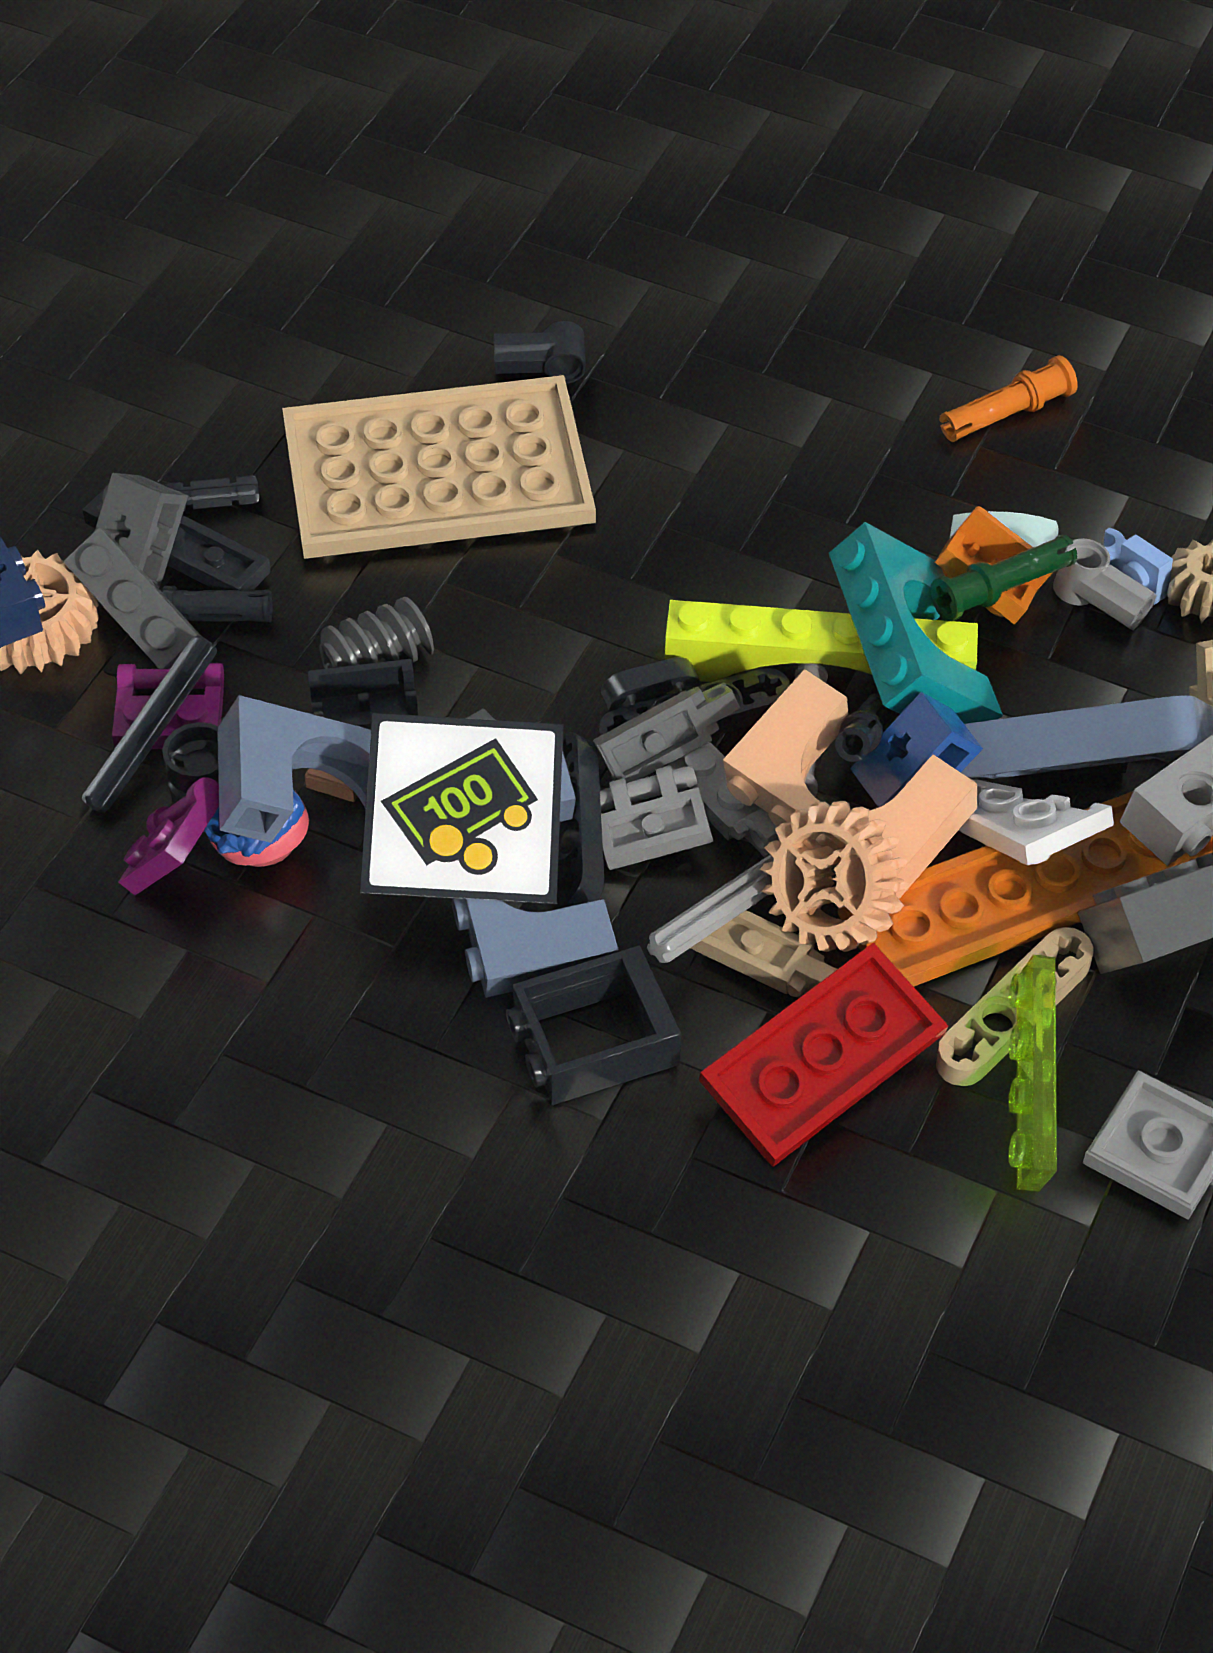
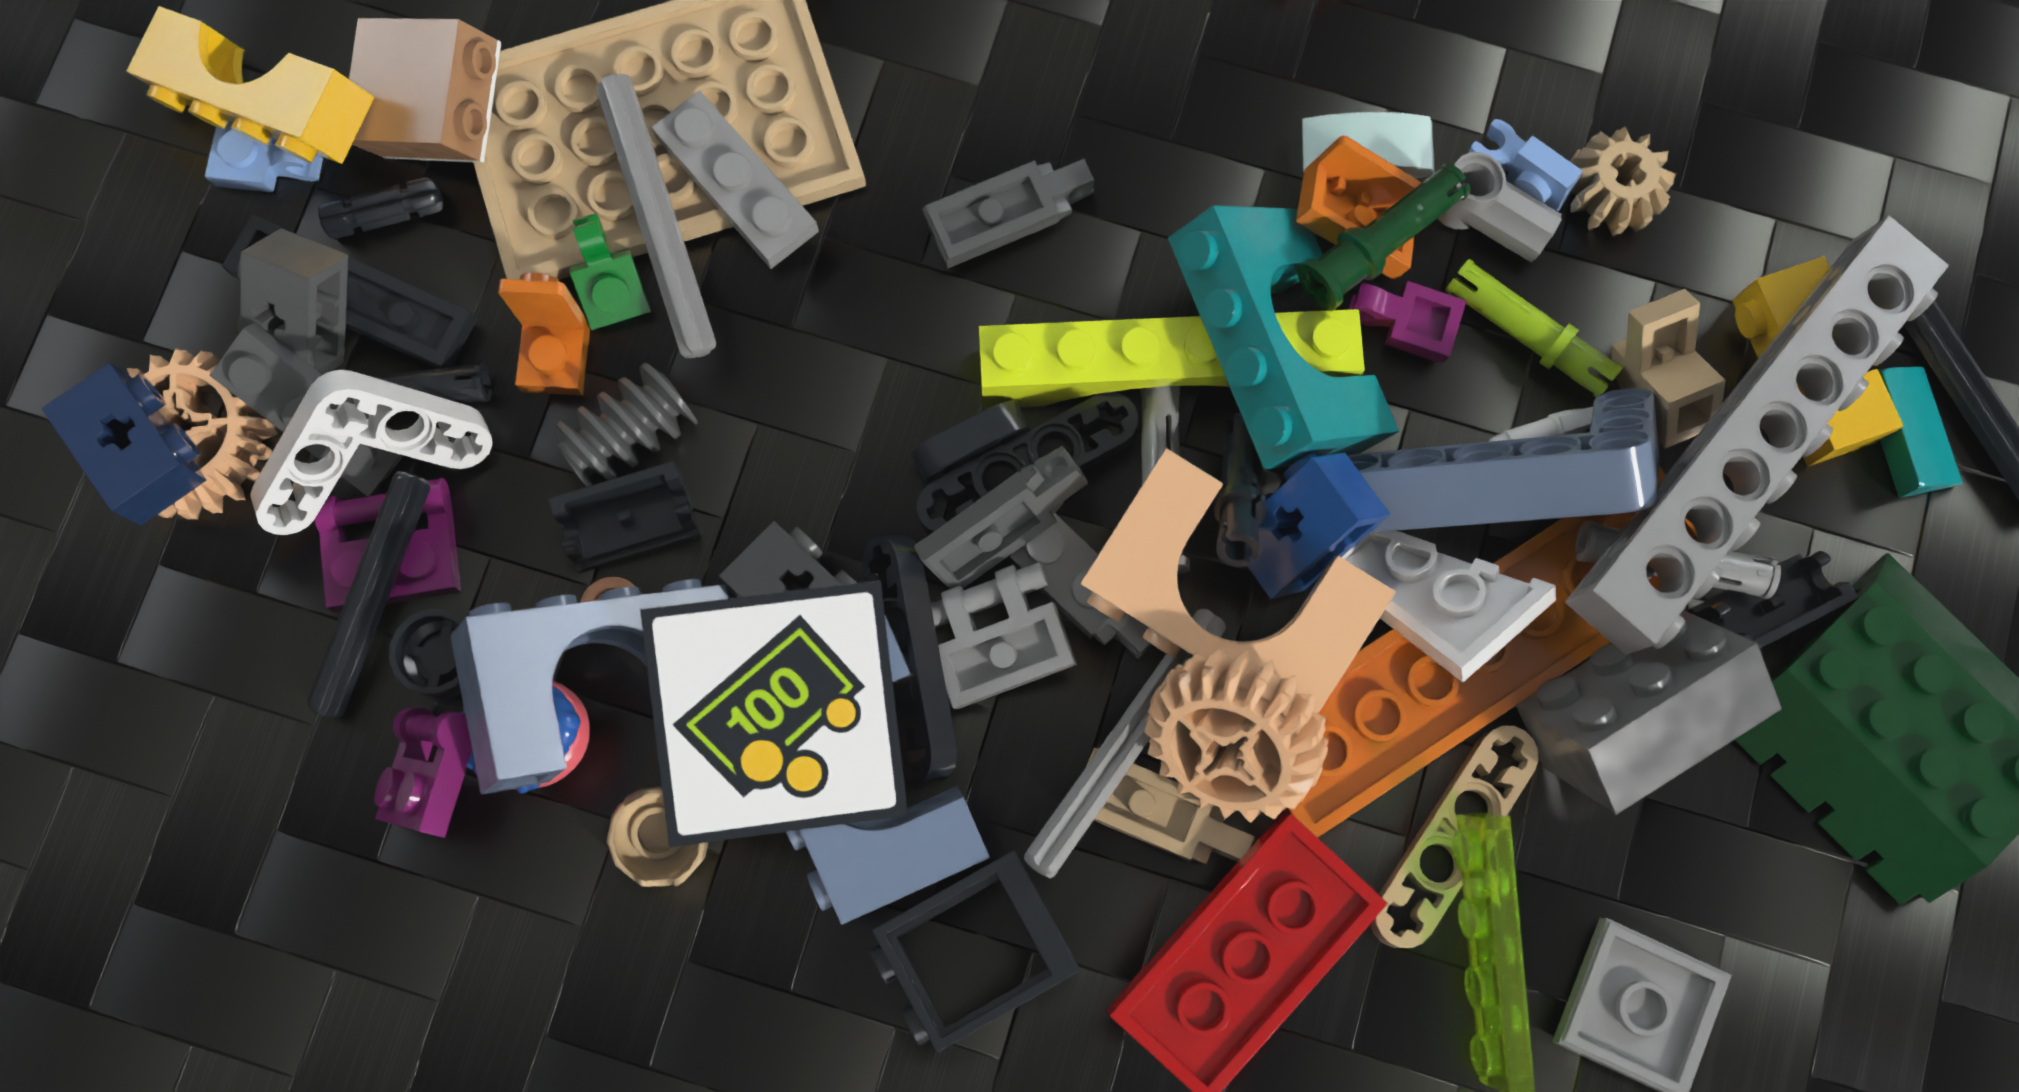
camera: 10 degrees left, 25 degrees up
(123, 451) = (252, 166): none -> light blue plate
(158, 604) = (346, 429): none -> white beam
(171, 406) = (296, 102): none -> yellow arch
(262, 412) = (428, 87): none -> medium nougat piece
(330, 572) = (552, 334): none -> orange bracket
(344, 917) = (641, 843): none -> tan hair
(379, 553) = (607, 280): none -> green plate
(427, 511) = (656, 216): none -> light grey axle
(494, 496) = (735, 179): none -> light grey plate
(706, 544) = (1005, 208): none -> dark grey hinge
(1026, 653) = (1417, 319): none -> magenta plate
(1140, 679) = (1534, 329): none -> lime pin

